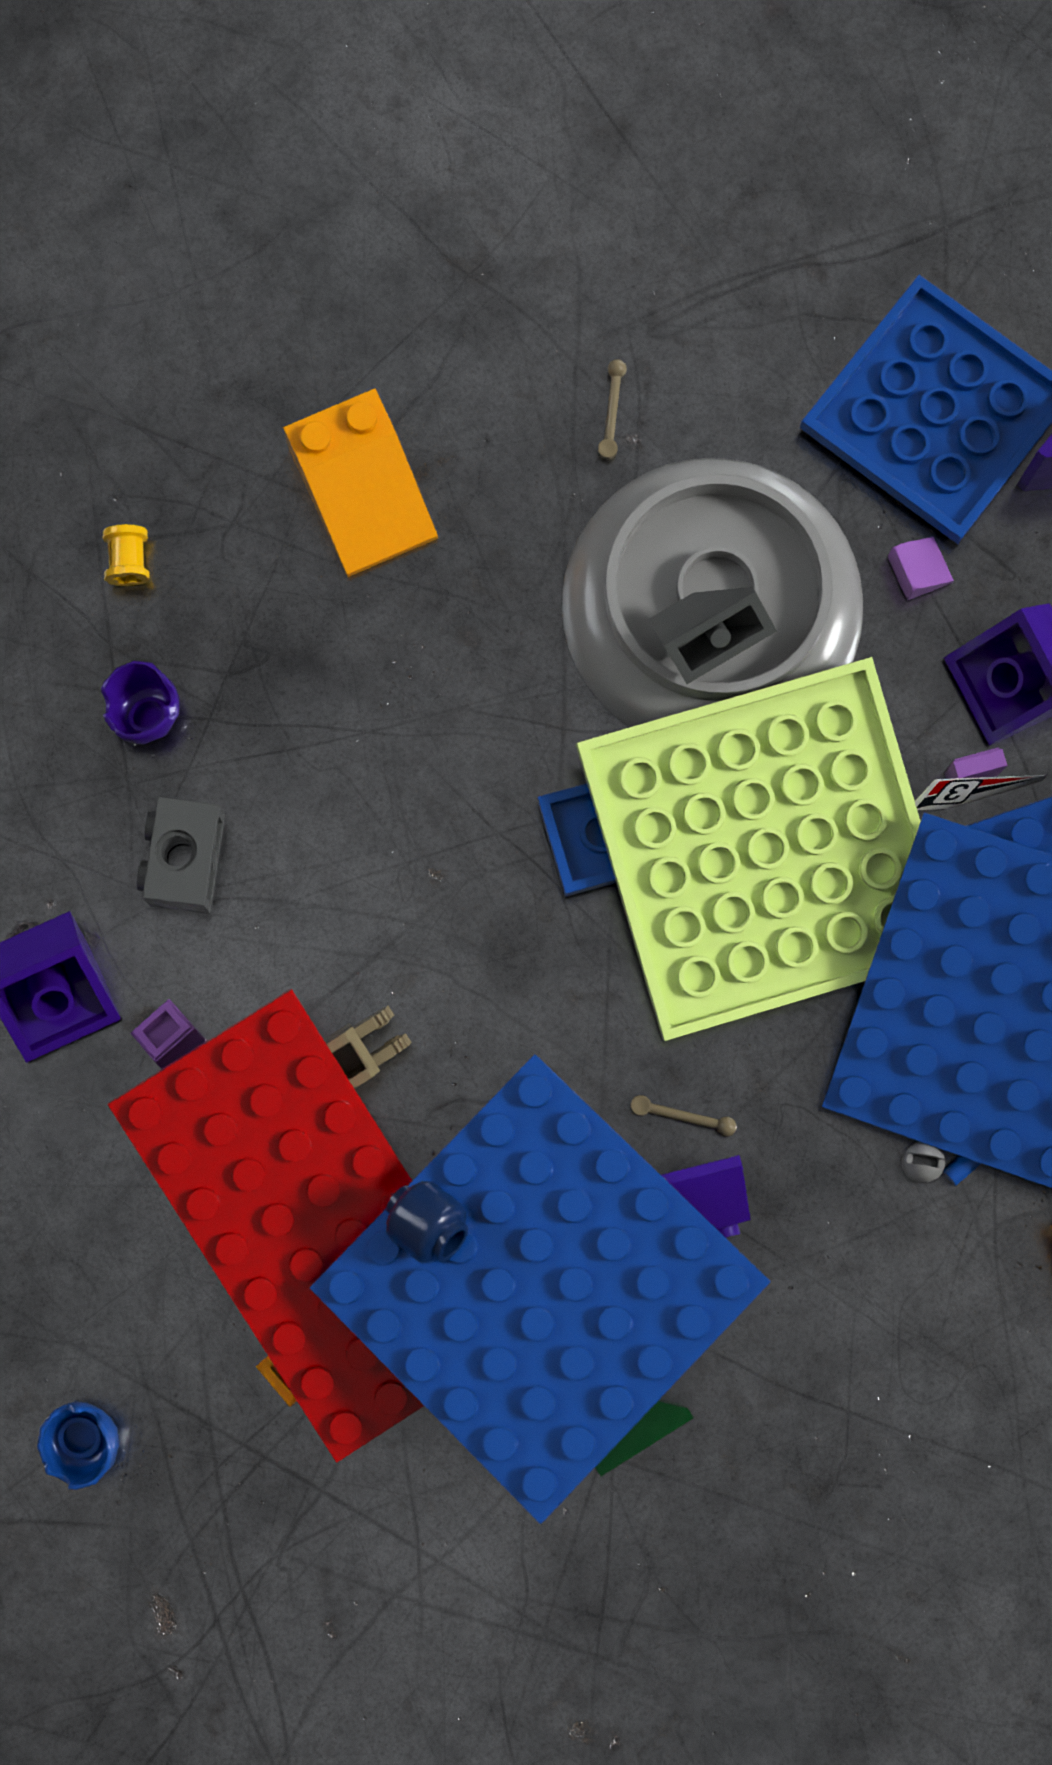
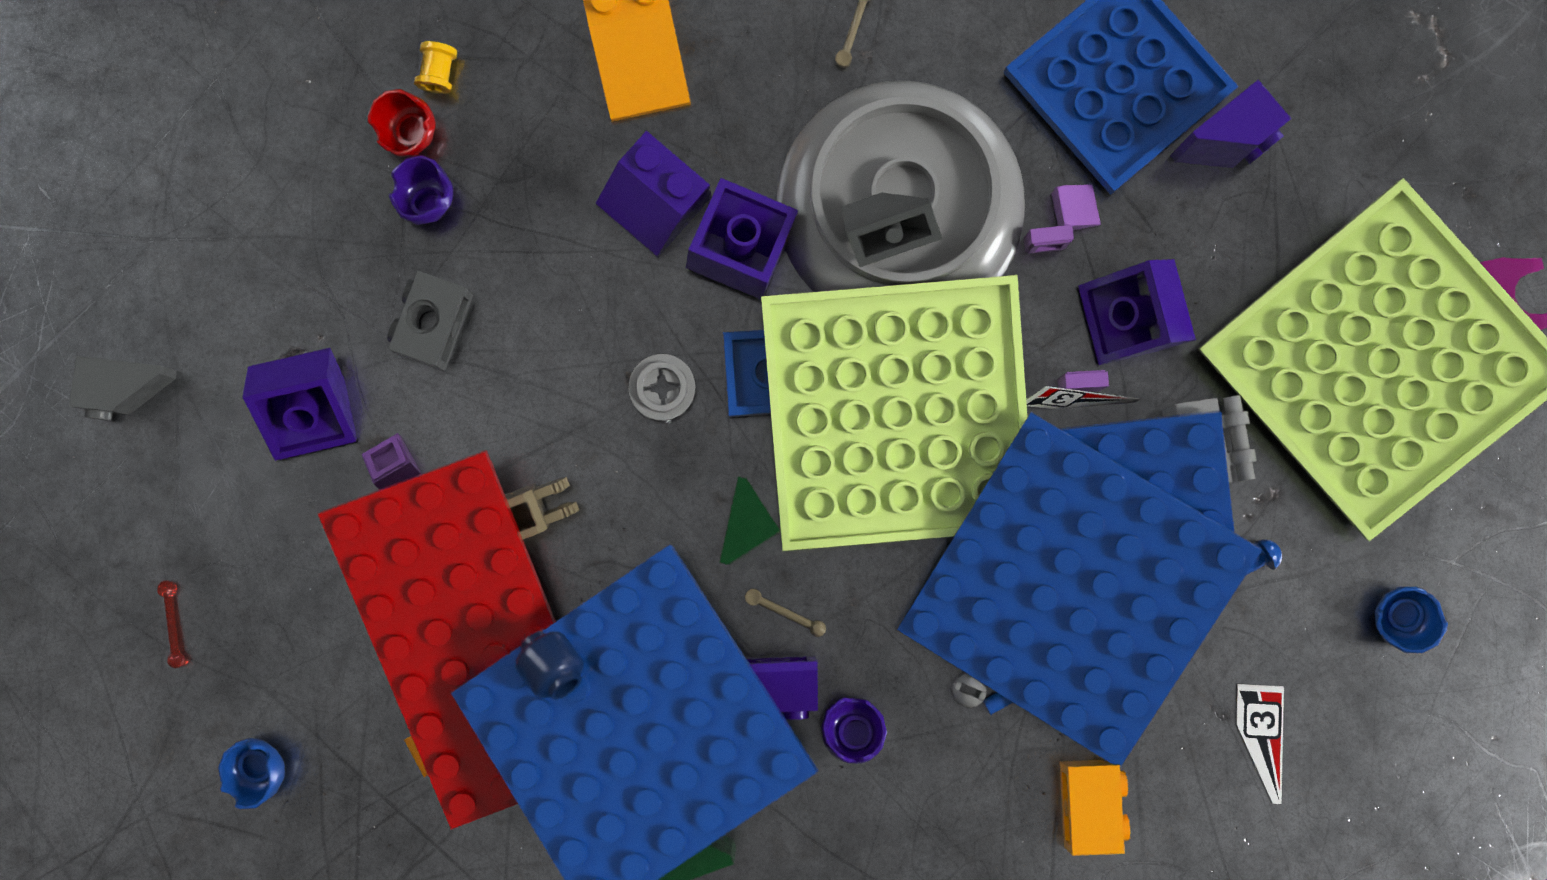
camera: 15 degrees right, 5 degrees up
(100, 627) = (402, 122): none -> red hair
(418, 651) = (653, 194): none -> dark purple slope
(489, 857) = (647, 375): none -> light grey gear
(536, 682) = (740, 238): none -> dark purple slope
(620, 1013) = (747, 524): none -> dark green slope
(797, 1237) = (853, 730): none -> dark purple hair
(896, 610) = (1048, 239): none -> medium lavender tile

